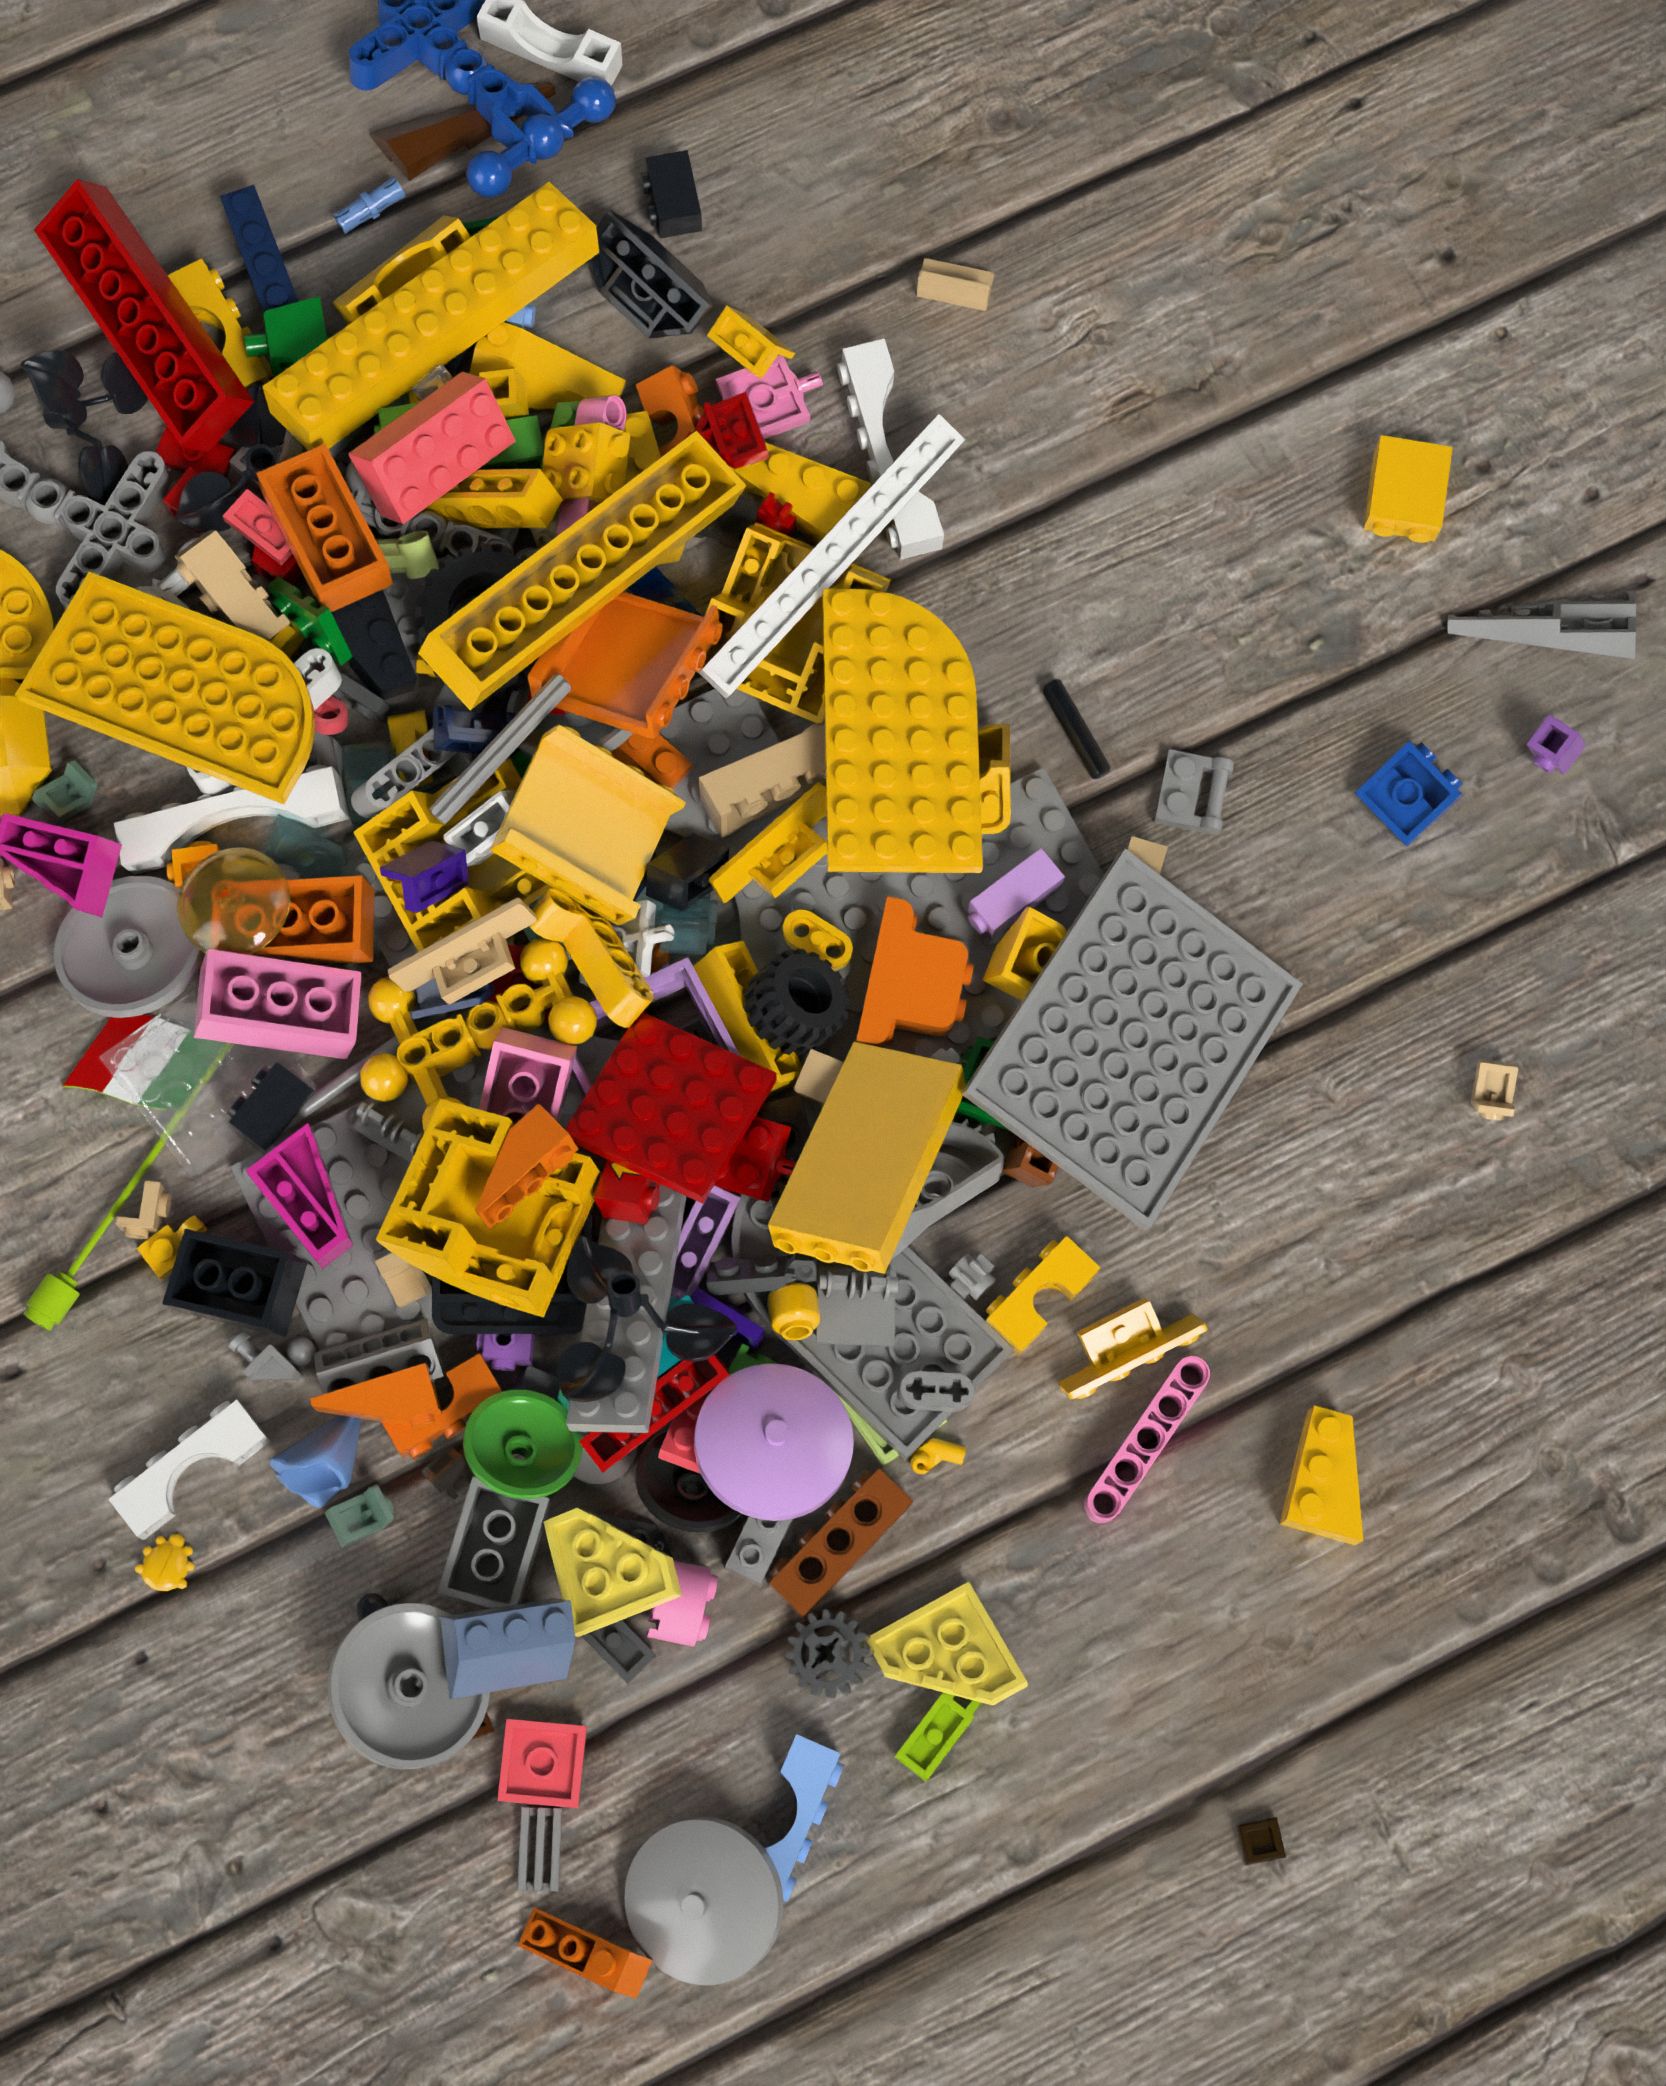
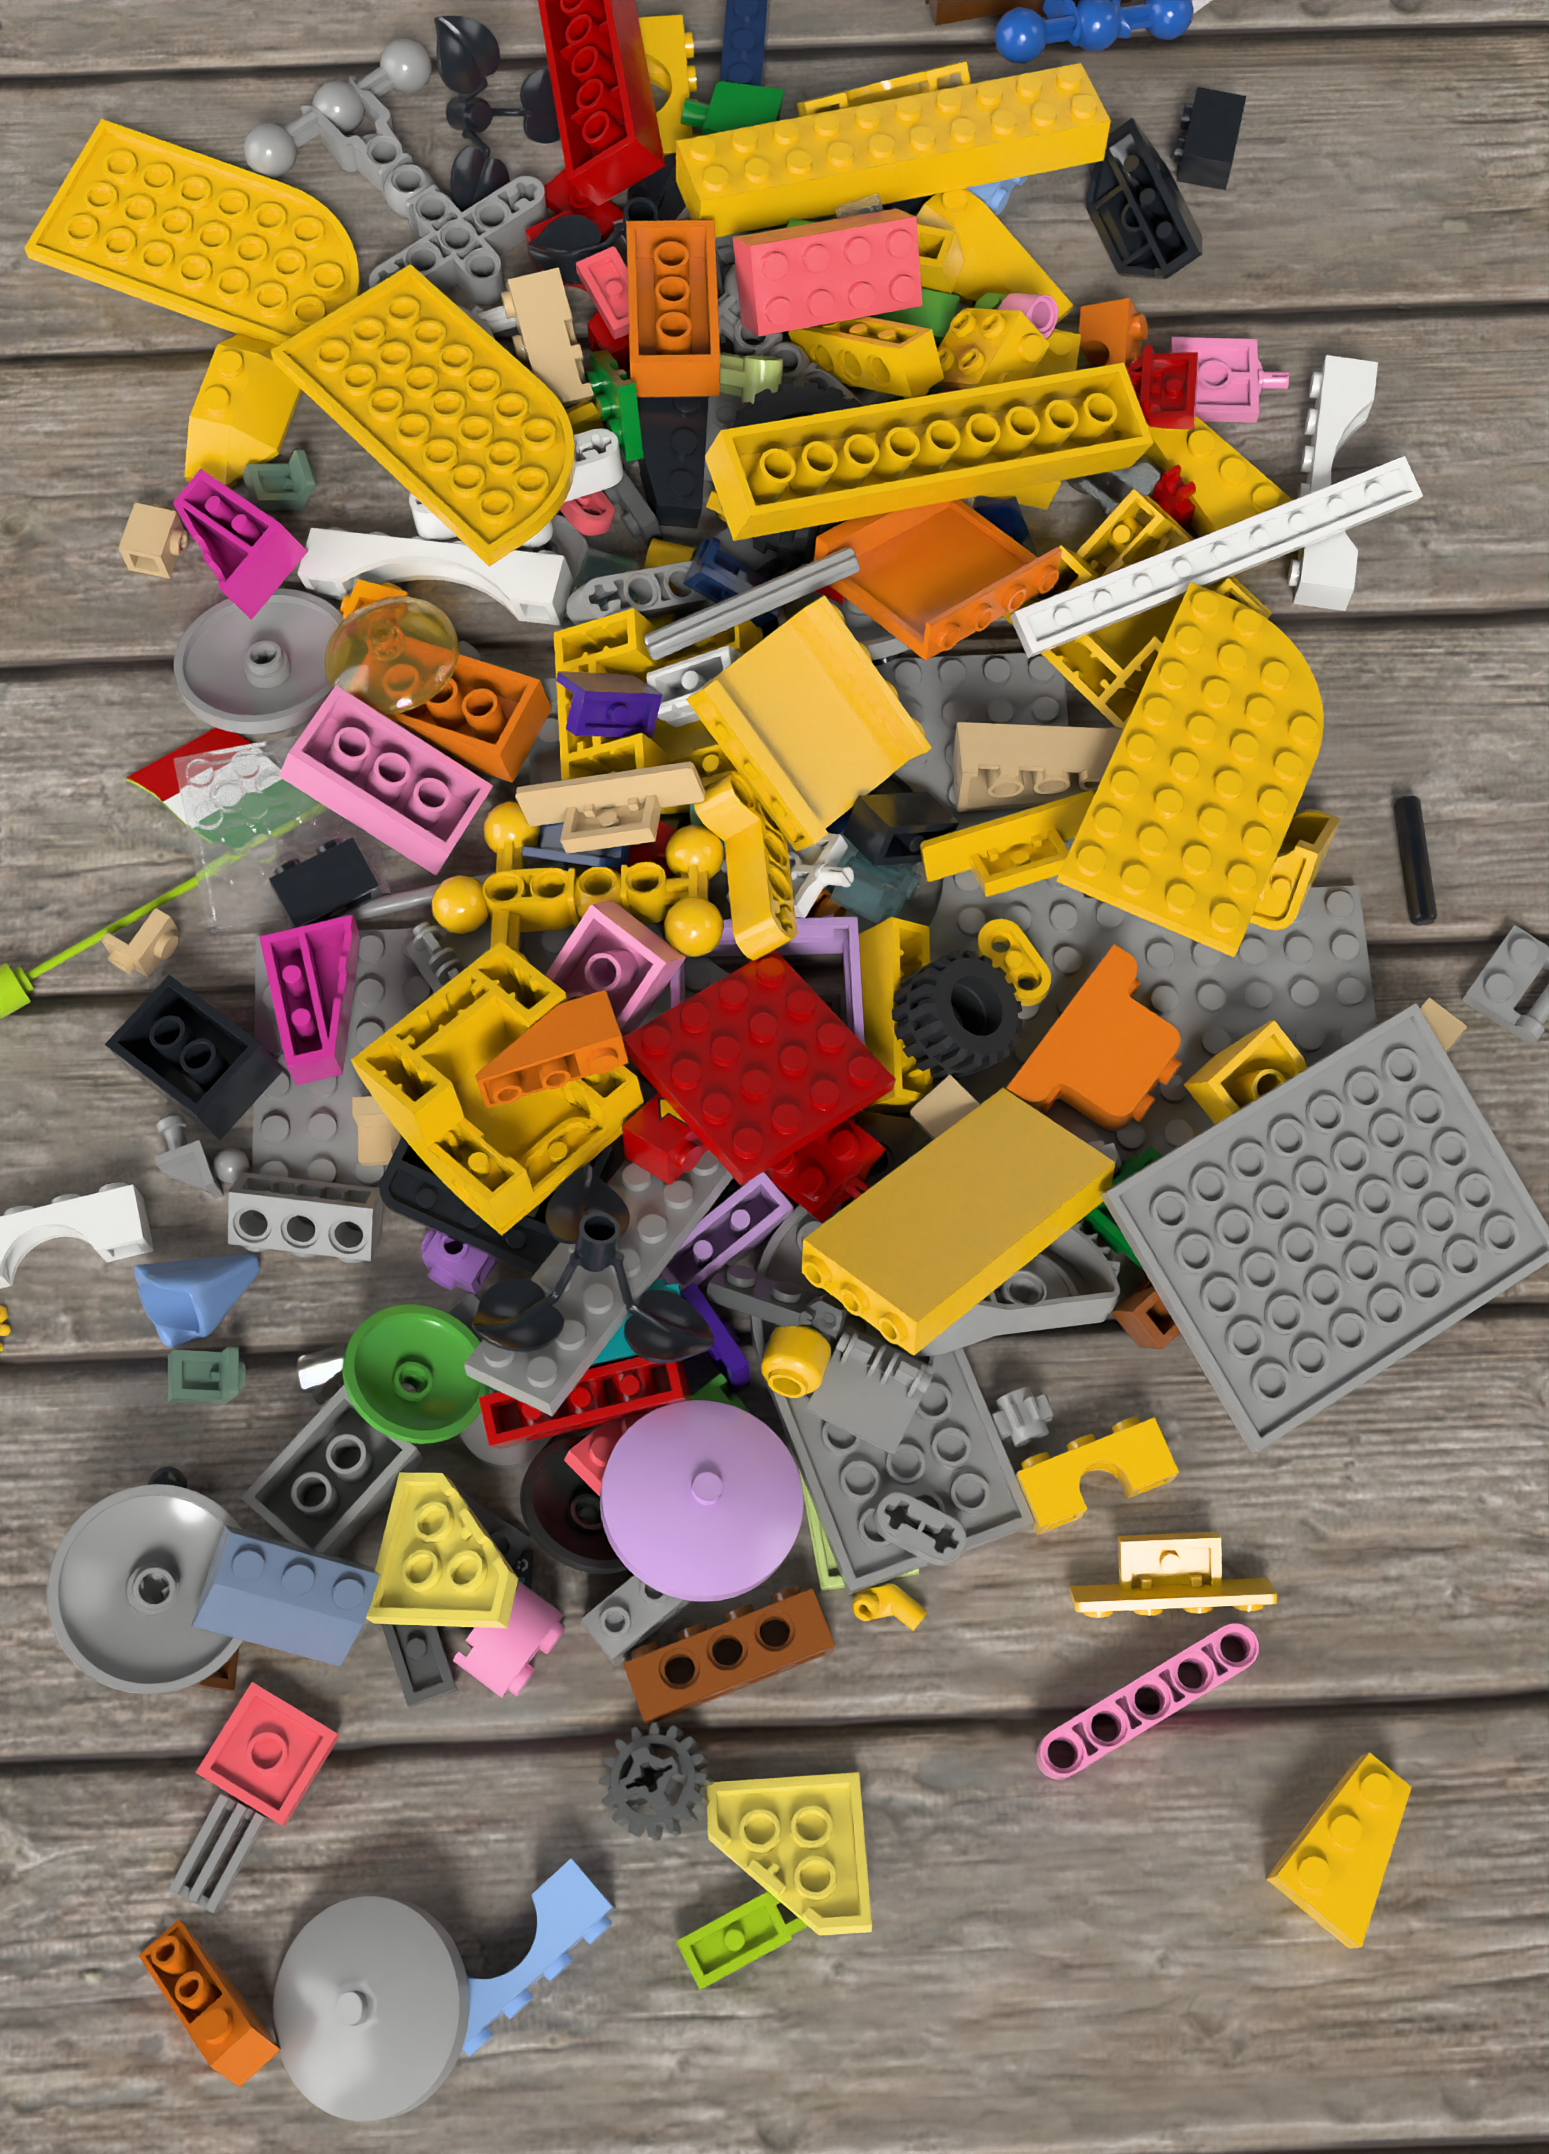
camera: 30 degrees right, 5 degrees down
(163, 1246) = (137, 987): yellow plate -> none
(305, 850) = (499, 637): clear light blue panel -> none
(369, 205) = (882, 33): medium blue pin -> none
(392, 1398) = (302, 1257): orange slope -> none
(471, 1386) = (311, 1307): orange arch -> none
(655, 758) = (921, 691): orange plate -> none
(747, 341) = (1223, 310): yellow panel -> none
(954, 284) = (1481, 343): tan panel -> none
(1010, 895) = (1290, 998): lavender brick -> none

